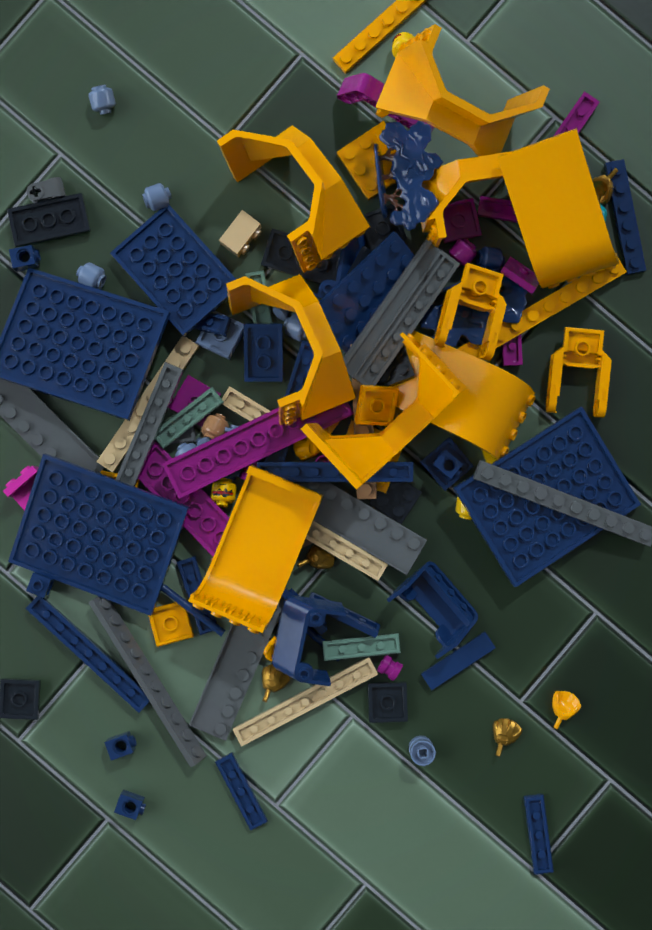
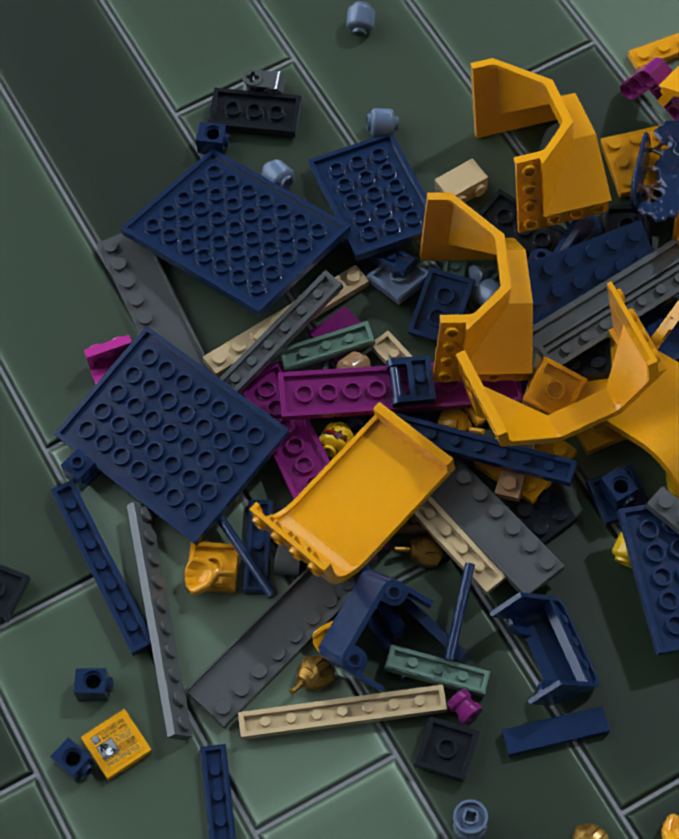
camera: 30 degrees right, 25 degrees down
(155, 780) = (116, 744): none -> light orange tile
(167, 637) = (203, 575): none -> light orange piece
(271, 431) = (419, 380): none -> dark blue plate
(364, 604) = (459, 612): none -> dark blue bar

